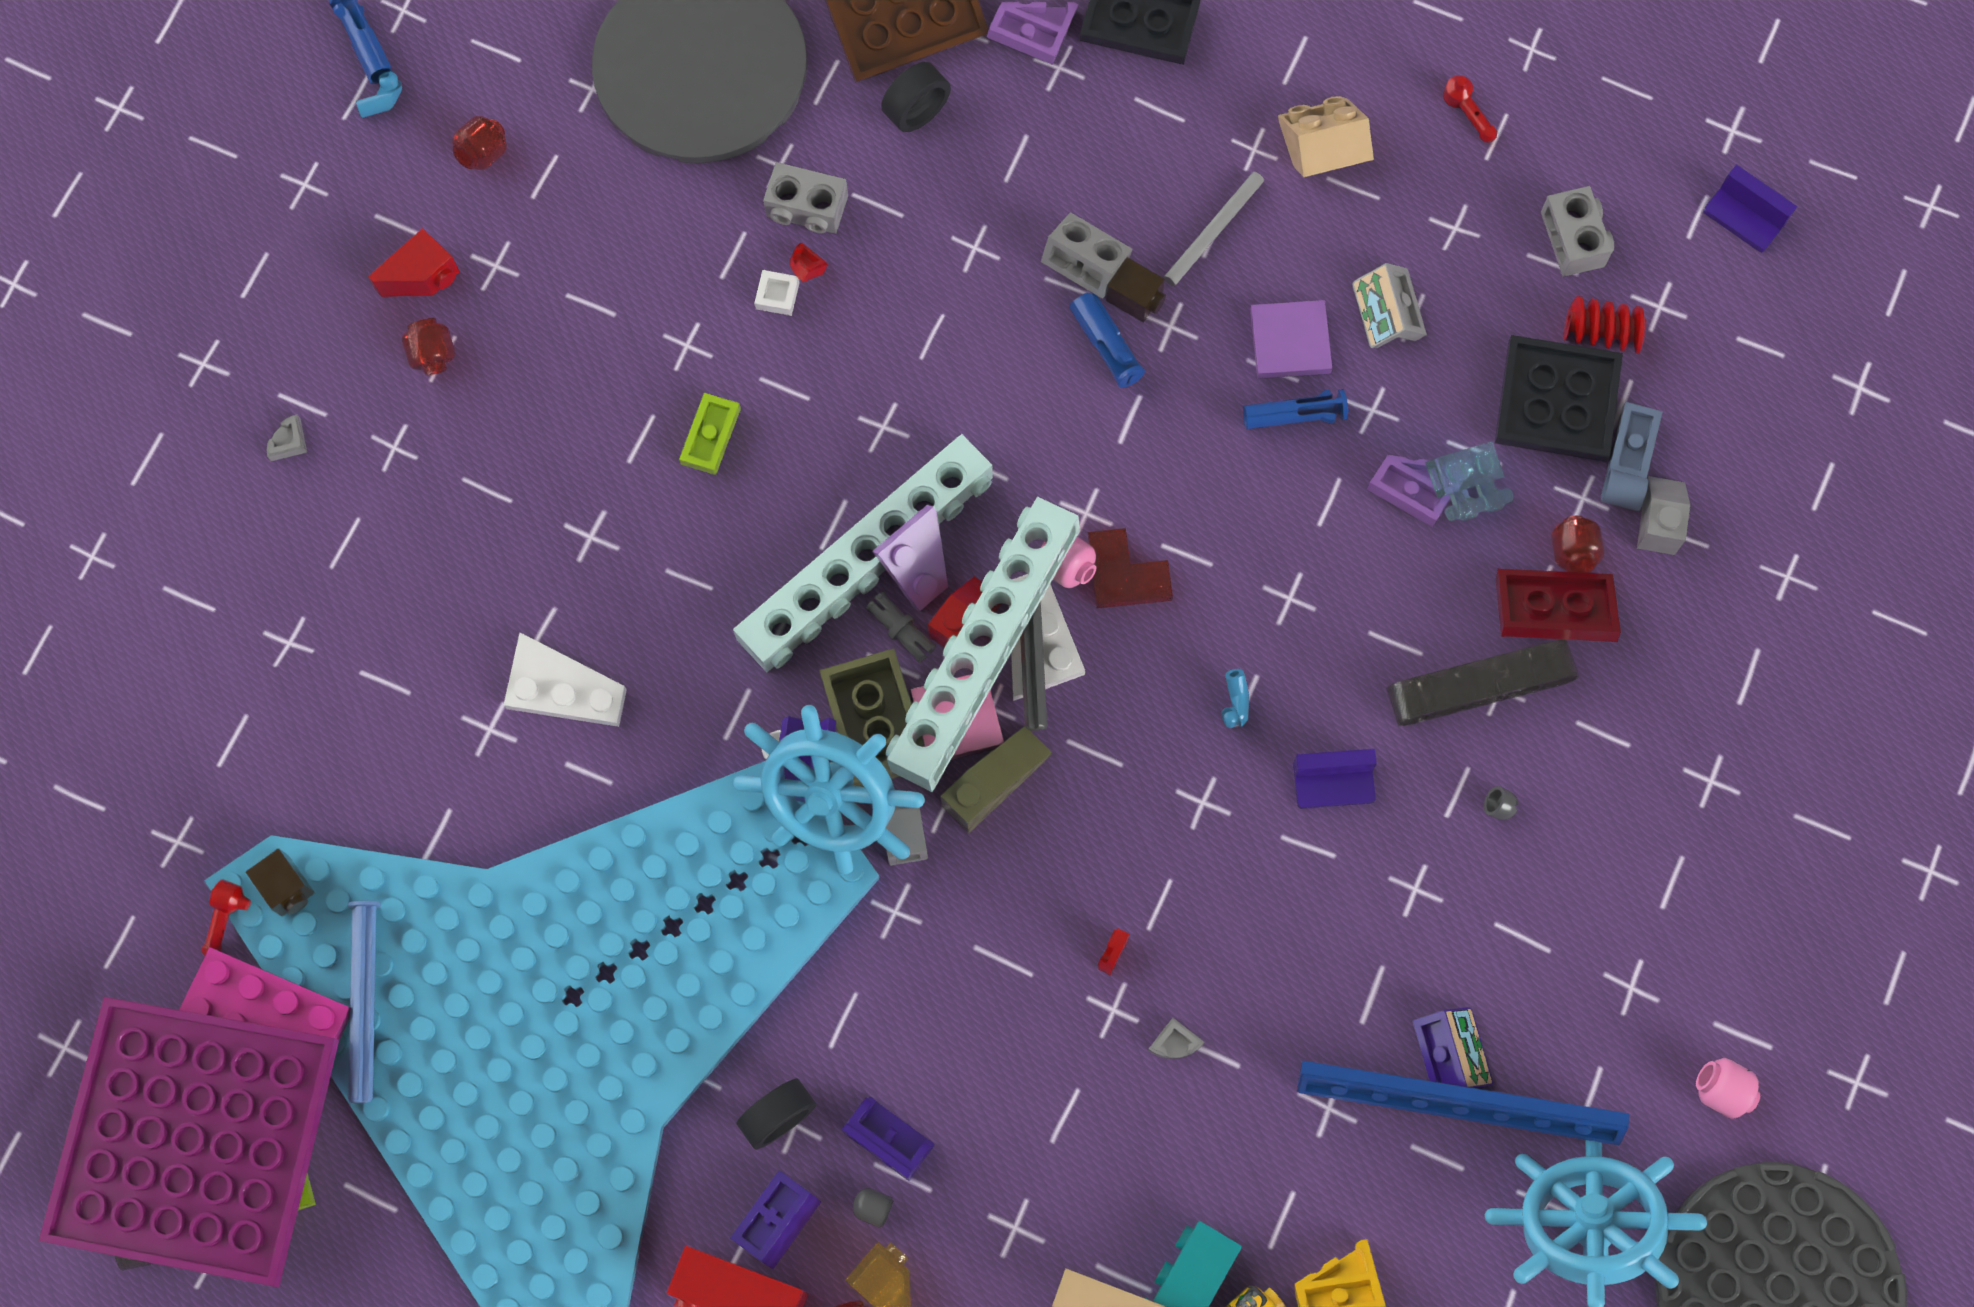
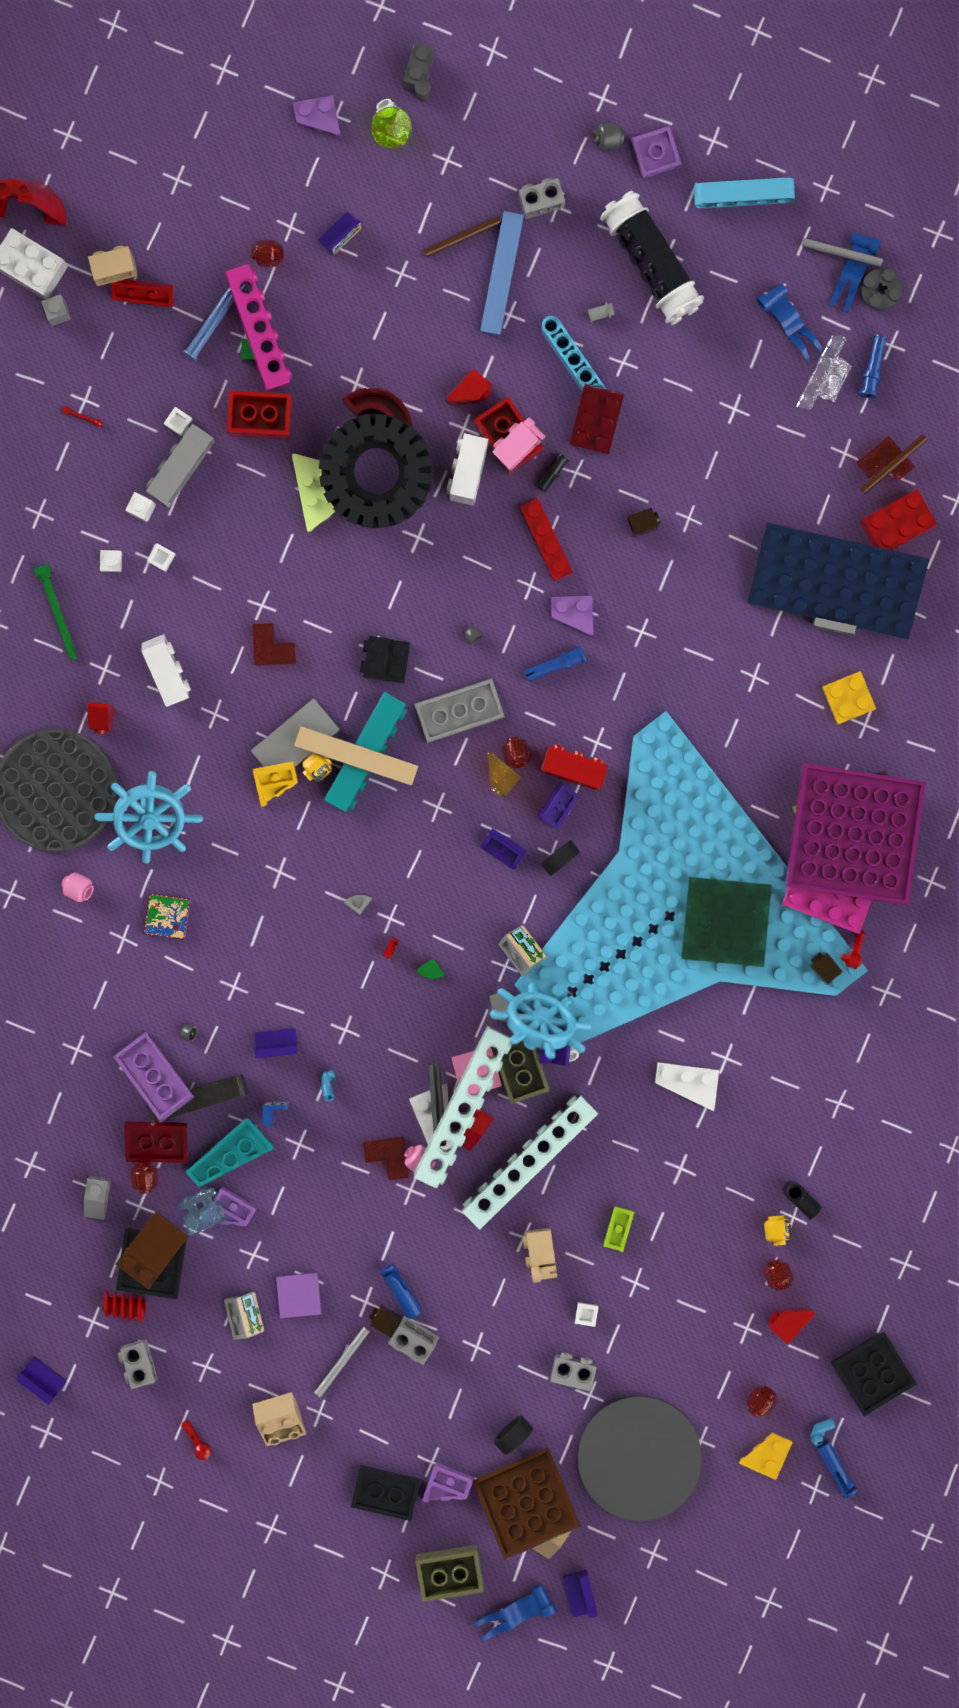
camera: 175 degrees right, 15 degrees up
(279, 184) = (873, 1373): none -> black plate
(287, 440) = (852, 1219): light grey tile -> none
(362, 1000) = (776, 908): medium blue axle -> none
(373, 474) = (802, 1200): none -> black piece
(422, 422) = (778, 1230): none -> yellow head
(463, 979) = (726, 921): none -> clear green plate
(477, 61) = (768, 1456): none -> yellow wing
(806, 263) = (571, 1332): red tile -> none
(852, 393) = (541, 1254): none -> tan hinge
(860, 938) = (522, 950): none -> panel
(872, 1207) = (510, 814): dark grey piece -> none
(901, 627) = (508, 1120): dark grey pin -> none
(916, 558) = (501, 1157): medium lavender wing -> none
(994, 778) = (454, 1038): olive slope -> none
(1037, 908) = (431, 970): none -> green tile
(1296, 410) = (302, 1250): blue piece -> none
(1340, 659) = (269, 1111): none -> blue panel
(1405, 593) = (234, 1150): none -> teal wing
(1453, 1048) = (216, 901): panel -> none
(1463, 1103) = (212, 875): blue tile -> none
(1548, 1027) = (167, 916): none -> tile
(1561, 413) = (152, 1250): none -> reddish brown slope
(1567, 722) = (153, 1076): none -> medium lavender tile
(1631, 457) = (113, 1228): sand blue plate -> none

